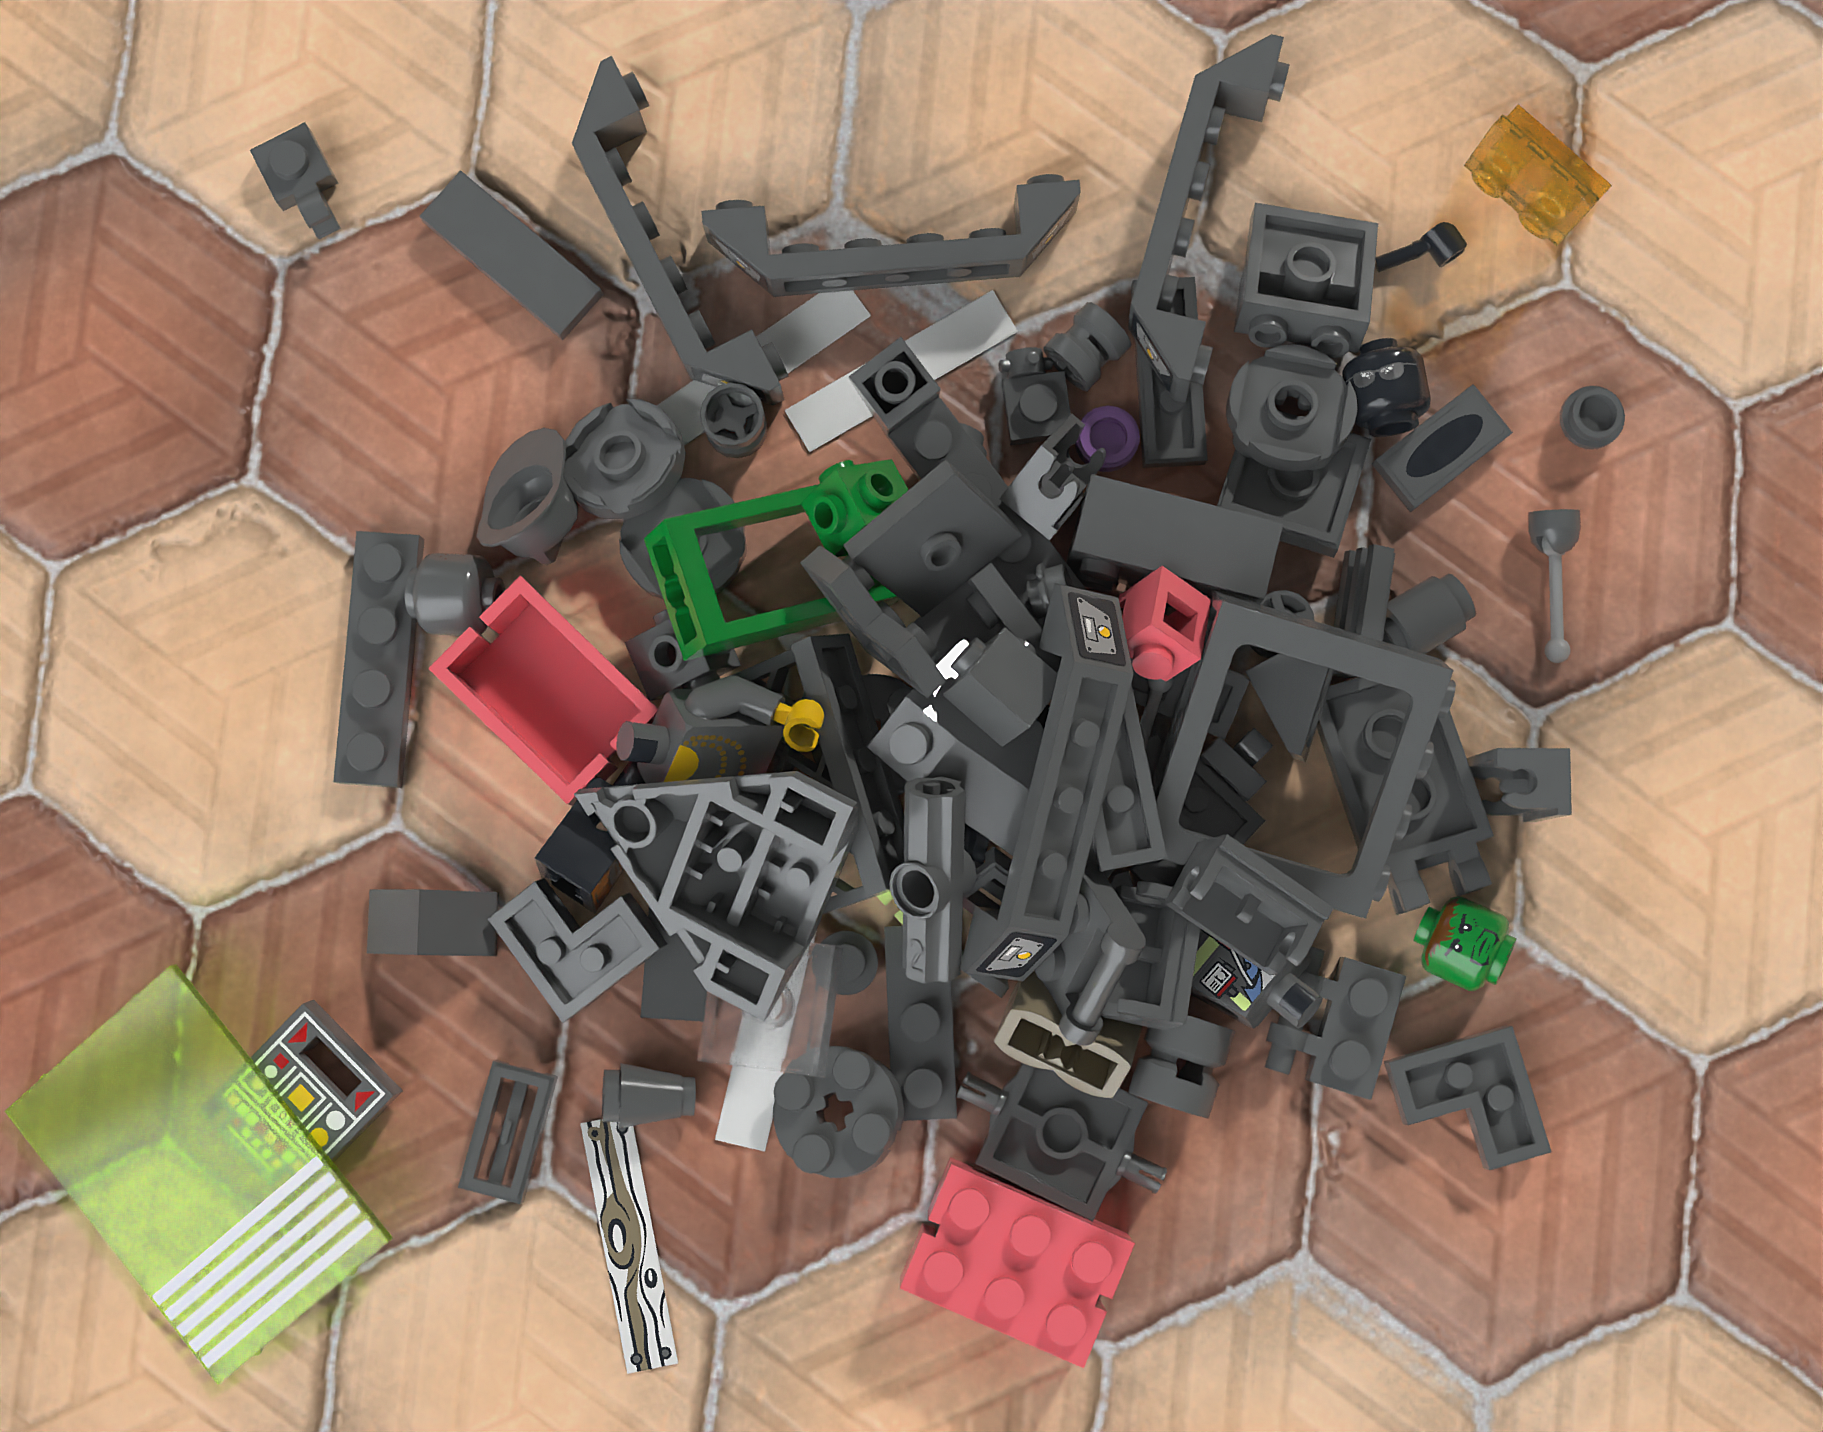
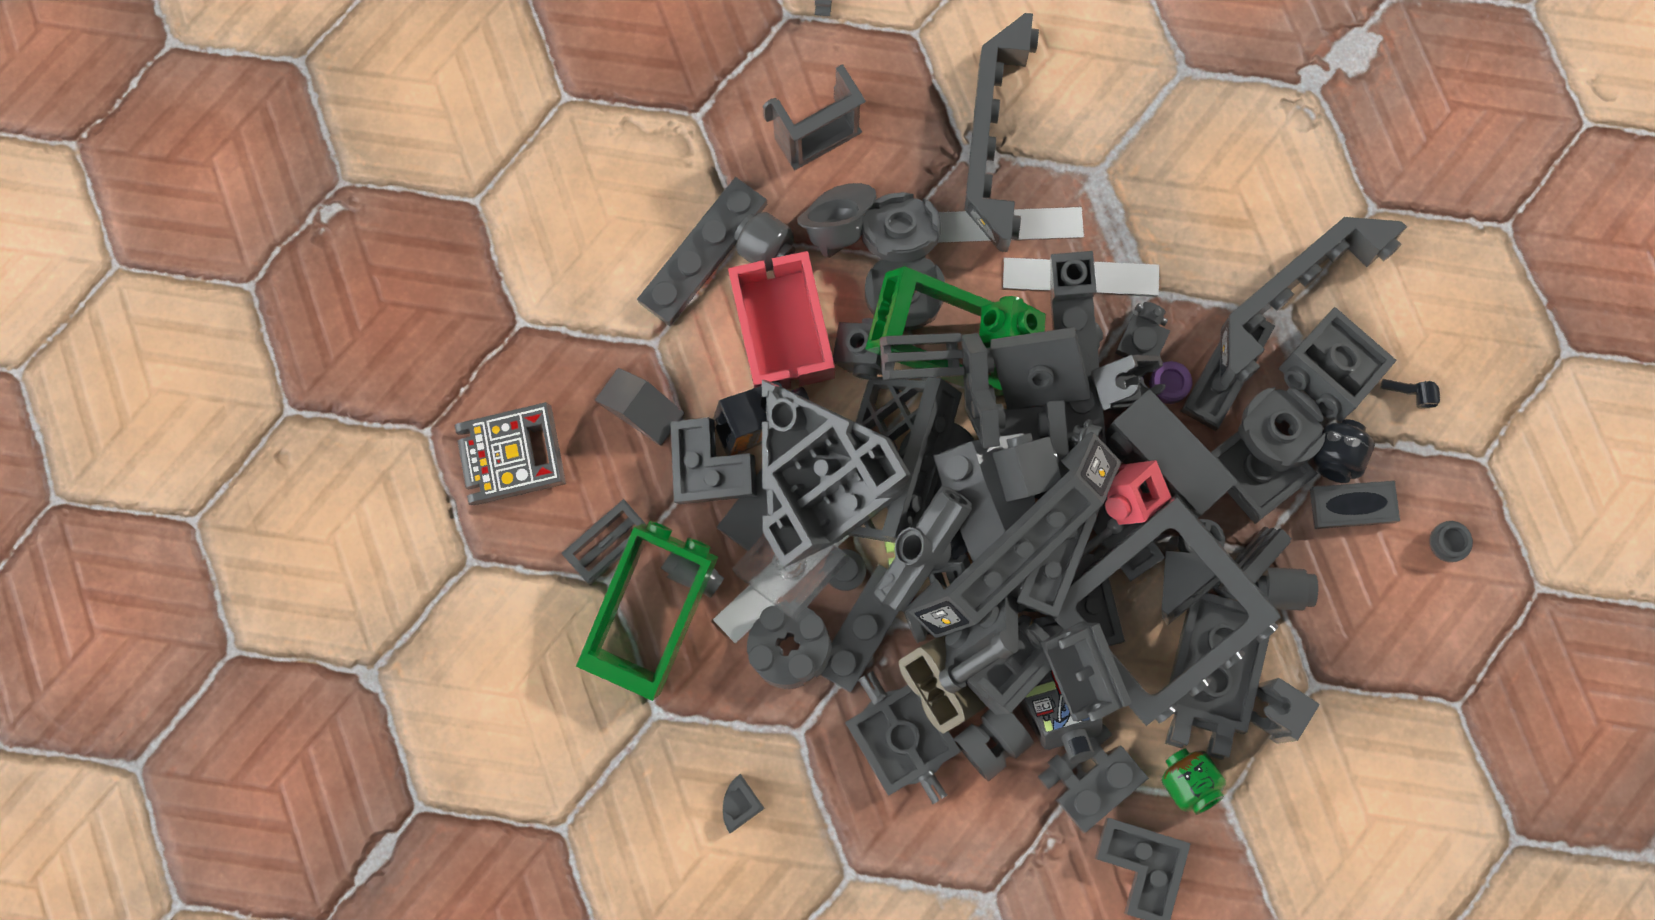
camera: 35 degrees right, 5 degrees down
(198, 1174) = (431, 457): clear neon green piece -> none
(430, 393) = (822, 130): none -> dark grey piece
(511, 255) = (911, 85): dark grey tile -> none
(629, 1246) = (632, 640): sticker -> none
(639, 1291) = (616, 669): none -> green window
(717, 732) = (859, 396): dark grey torso -> none
(728, 409) = (974, 236): dark grey wheel -> none
(804, 596) = (952, 355): none -> dark grey tile
(908, 1356) = (739, 804): none -> dark grey tile
(1016, 1262) = (832, 789): coral piece -> none
(1040, 213) = (1213, 238): dark grey slope -> none
(1087, 346) = (1191, 325): dark grey wheel -> none
(1236, 763) = (1129, 601): dark grey tile -> none
(1535, 175) = (1503, 389): clear yellow bracket -> none
(1554, 535) = (1388, 591): hinge -> none

